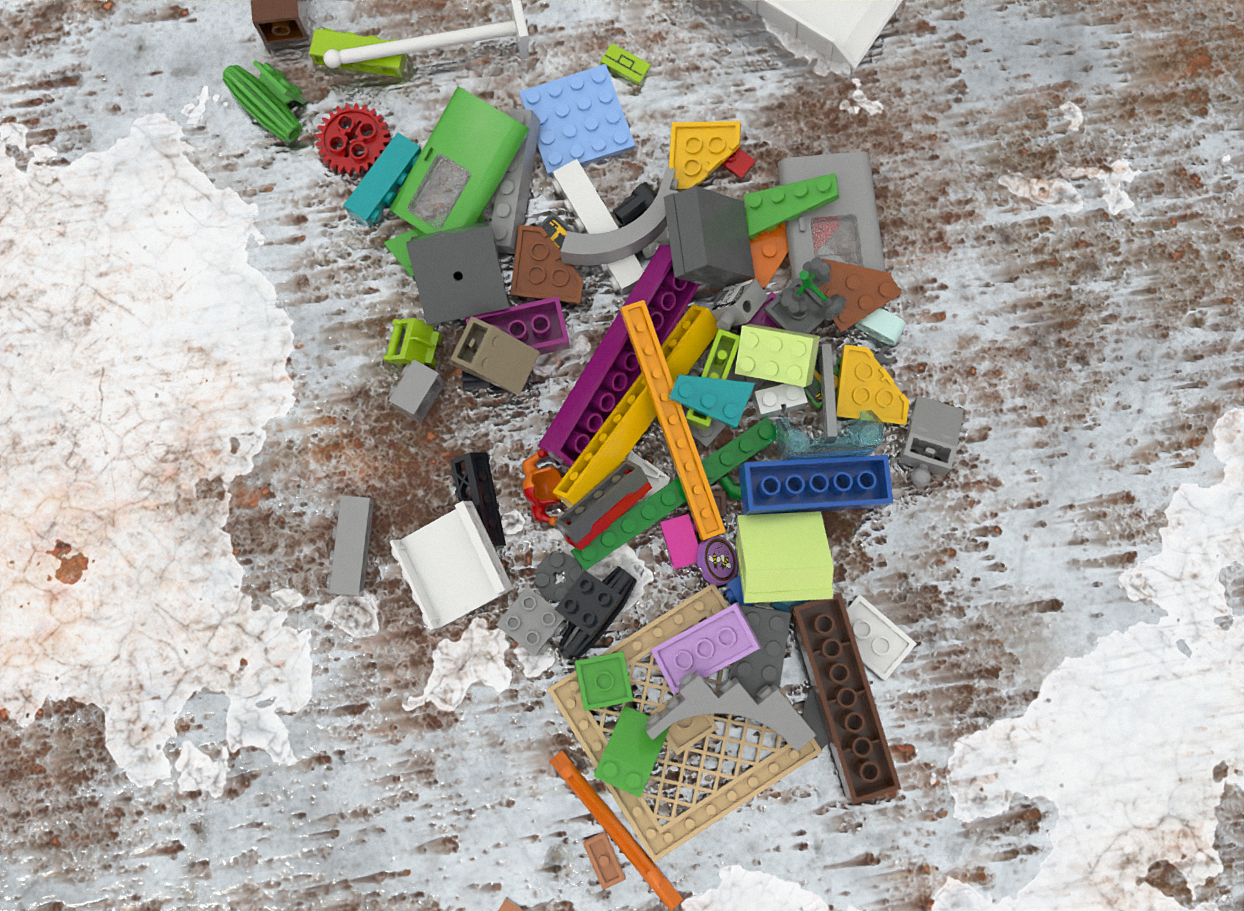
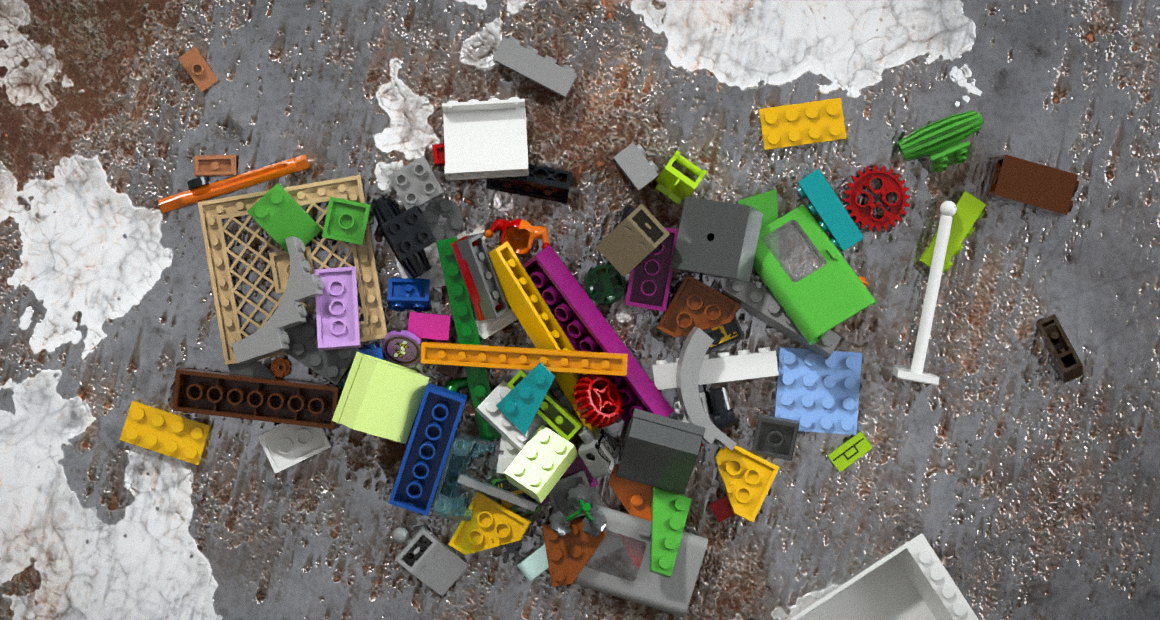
camera: 115 degrees right, 10 degrees up
(305, 245) = (802, 124): none -> yellow plate
(489, 610) = (438, 154): none -> red plate
(556, 375) = (605, 284): none -> dark green dish
(631, 872) = (197, 182): none -> black tile
(642, 139) = (775, 437): none -> dark grey tile
(656, 579) = (408, 294): none -> blue bracket
(683, 323) = (596, 395): none -> red gear
(748, 426) = (501, 423): none -> white plate
(792, 693) = (280, 372): none -> orange plate
(927, 789) = (165, 432): none -> yellow plate

